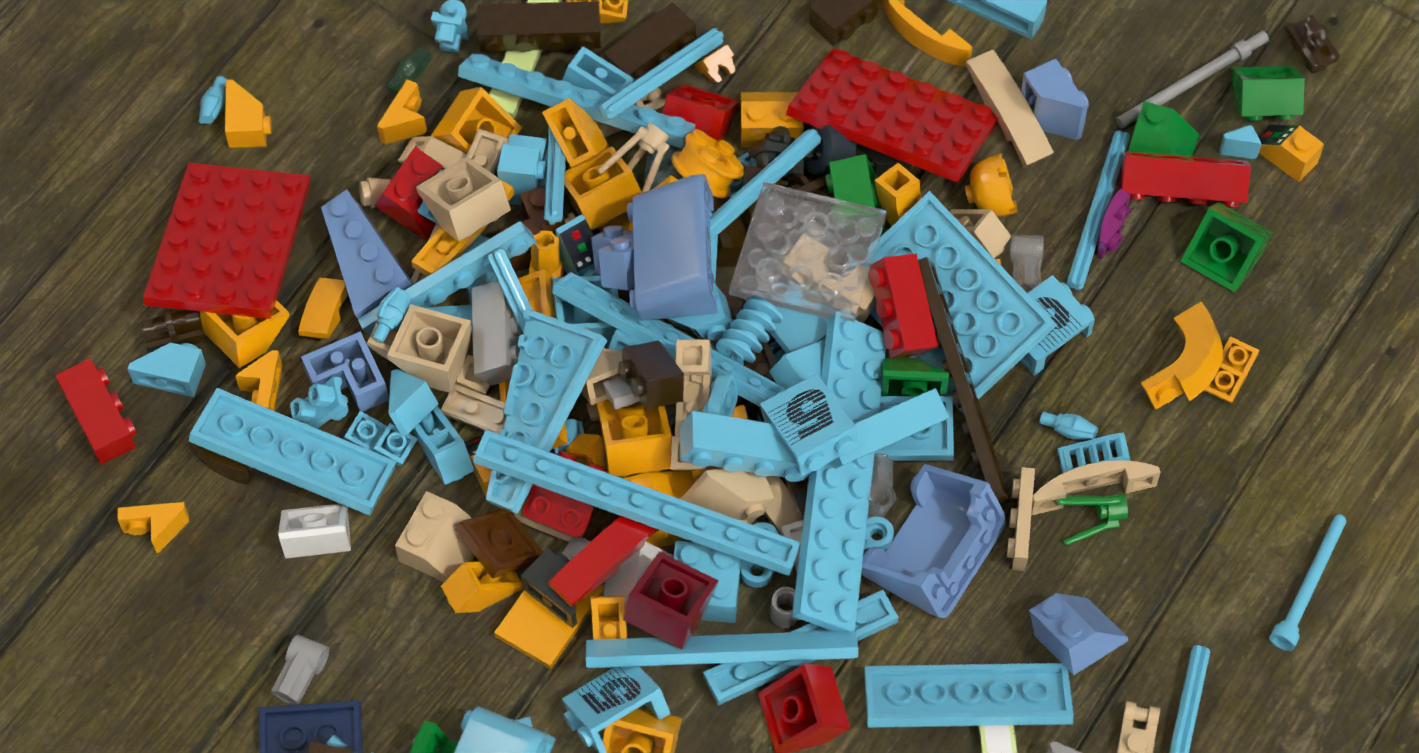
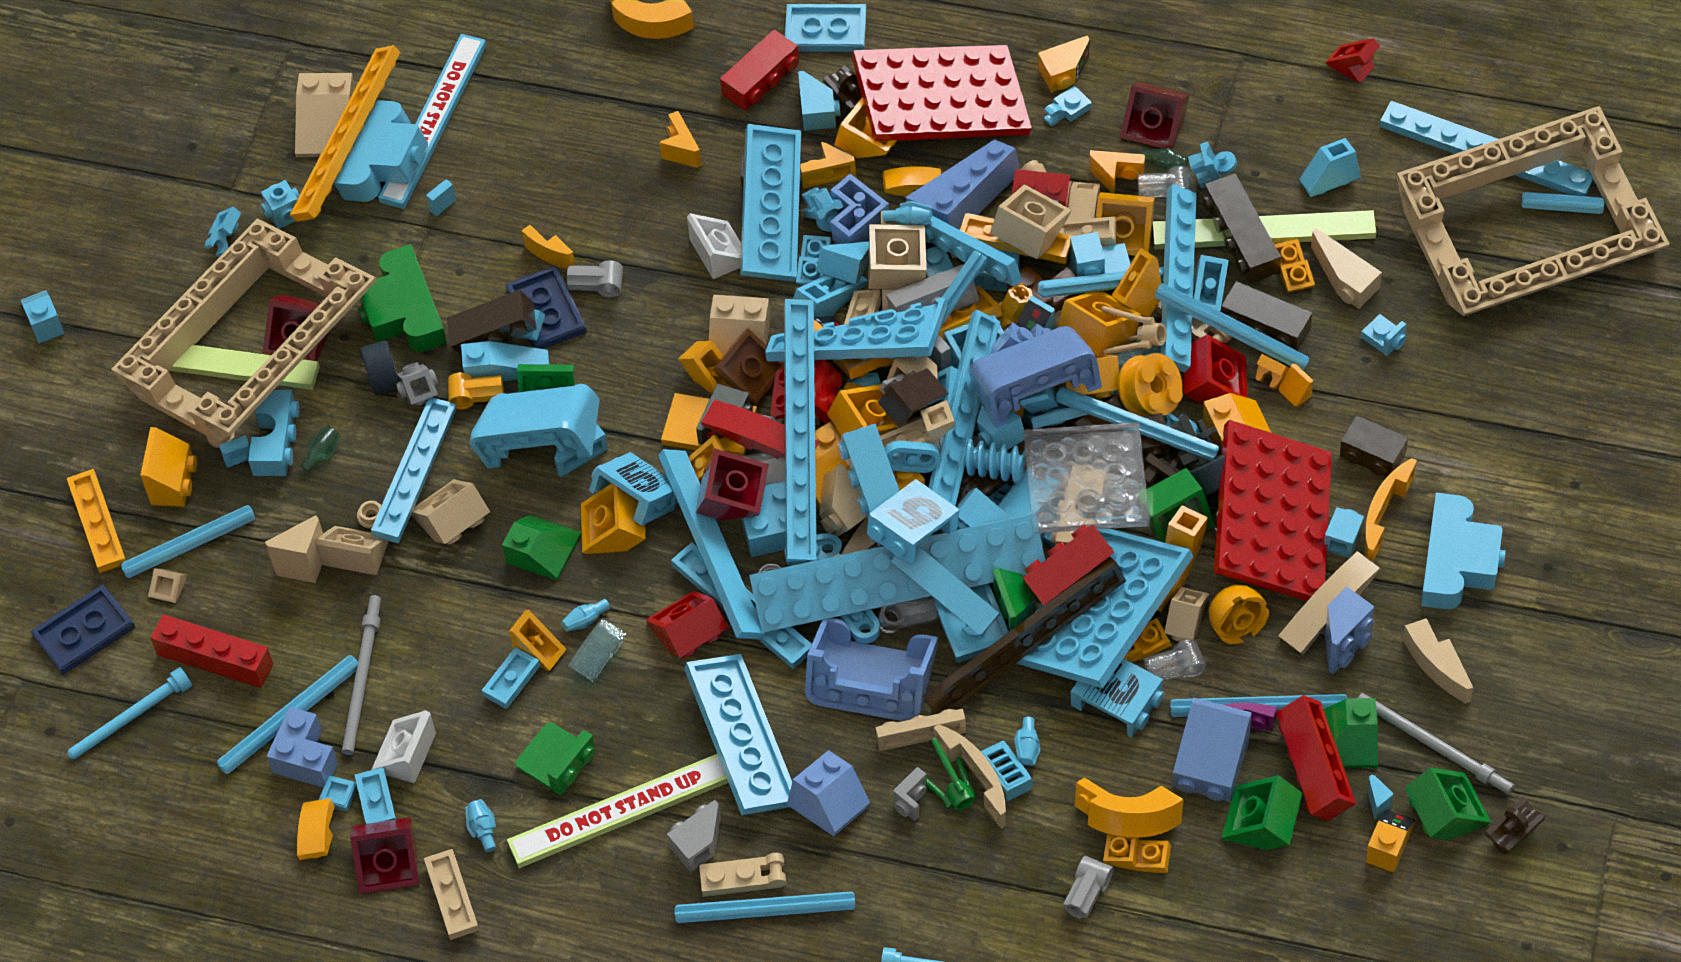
camera: 75 degrees right, 5 degrees down
(66, 328) = (826, 27): none -> medium azure tile
(213, 101) = (1070, 35): medium azure piece -> none
(244, 701) = (550, 251): none -> light orange slope
(295, 133) = (1069, 105): none -> medium azure plate
(352, 58) = (1154, 115): none -> dark red slope
(443, 80) = (1157, 183): none -> clear piece
(745, 49) = (1296, 386): none -> light orange slope
(932, 66) = (1344, 532): none -> medium azure brick
(1092, 552) = (908, 792): none -> light grey bracket
(1107, 41) = (1438, 660): none -> tan slope
(1147, 262) = (1212, 750): none -> medium blue slope
(1251, 419) = (1090, 880): none -> light grey piece

